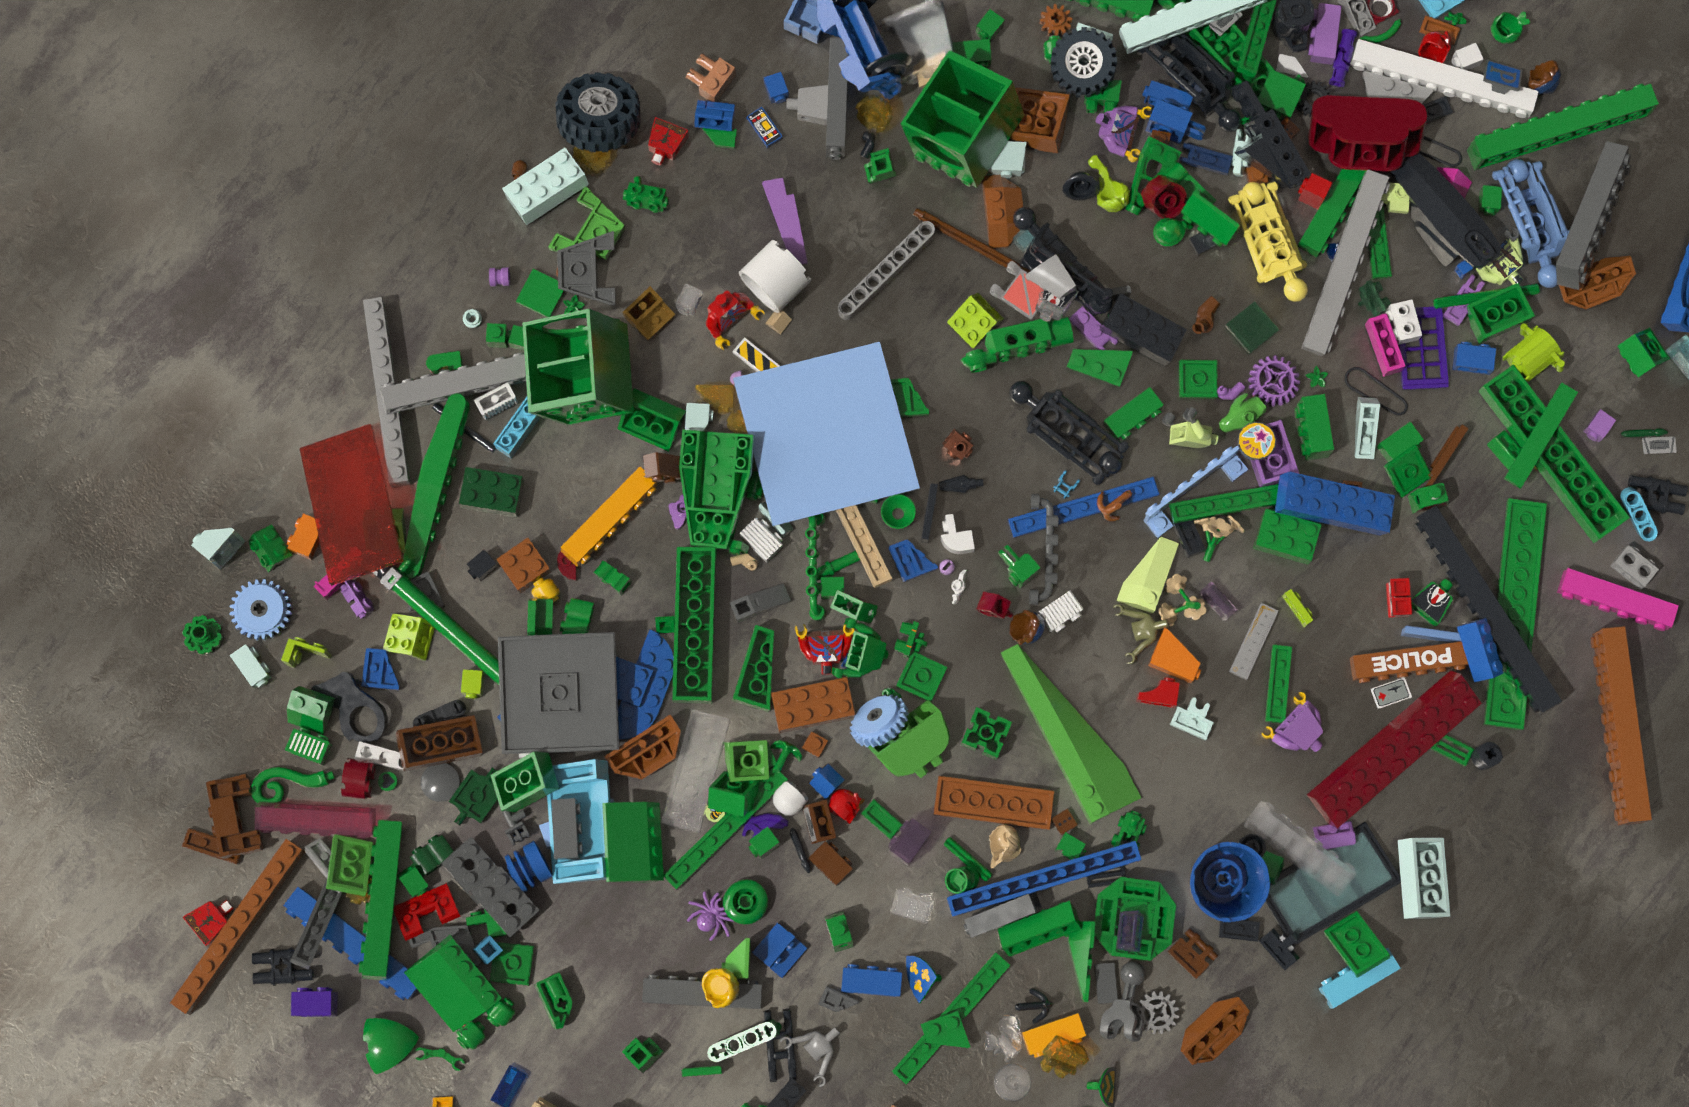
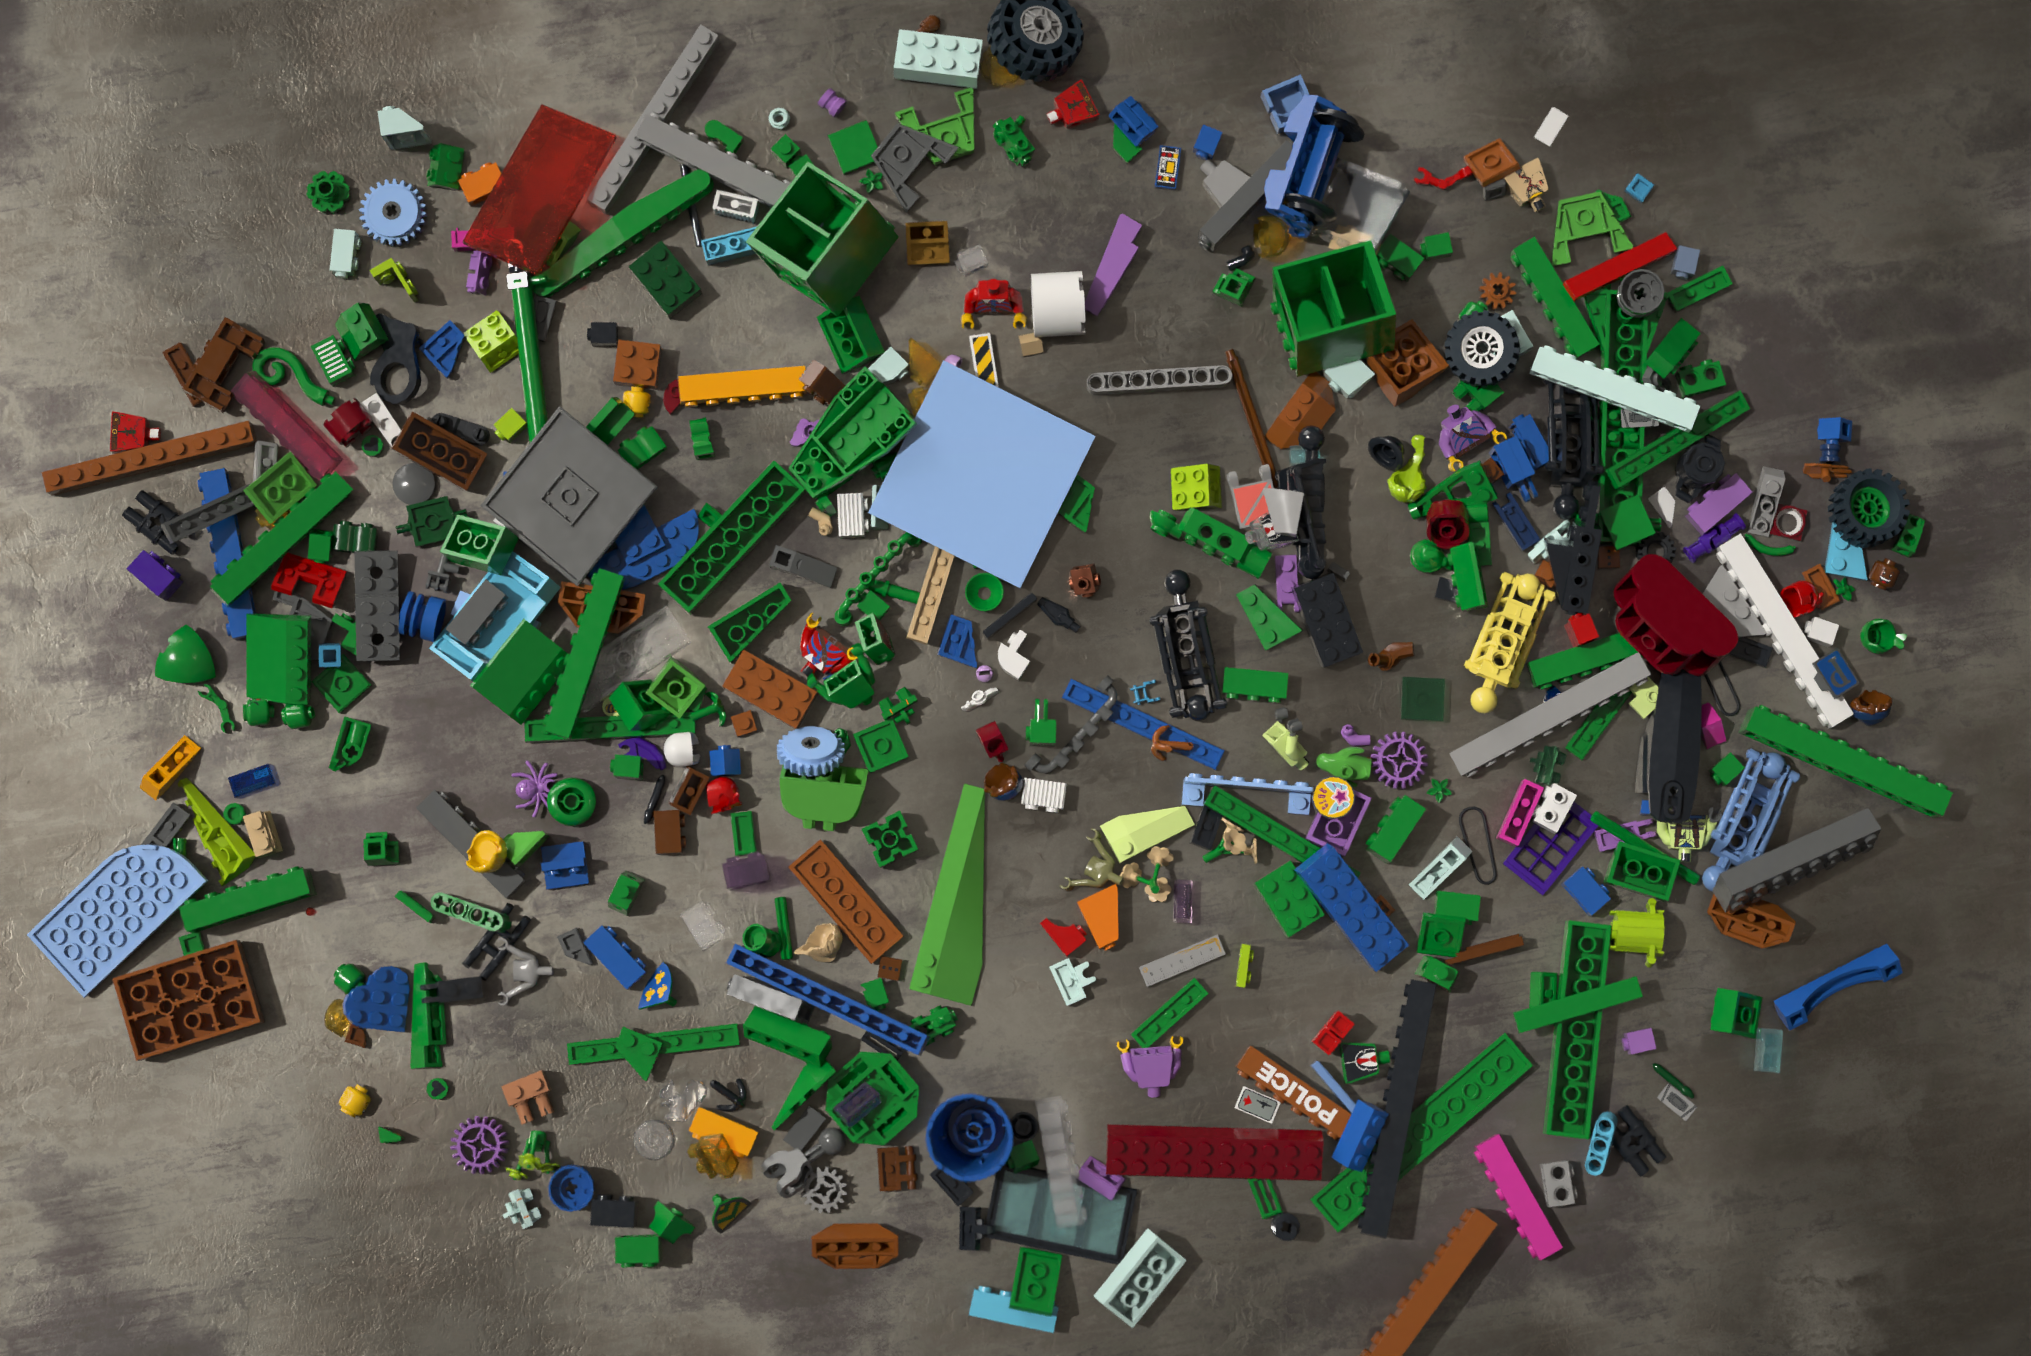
camera: 40 degrees right, 5 degrees up
(666, 791) = (584, 654): none -> green brick
(716, 81) = (1163, 92): nougat brick -> none
(1198, 379) = (1337, 702): green tile -> none

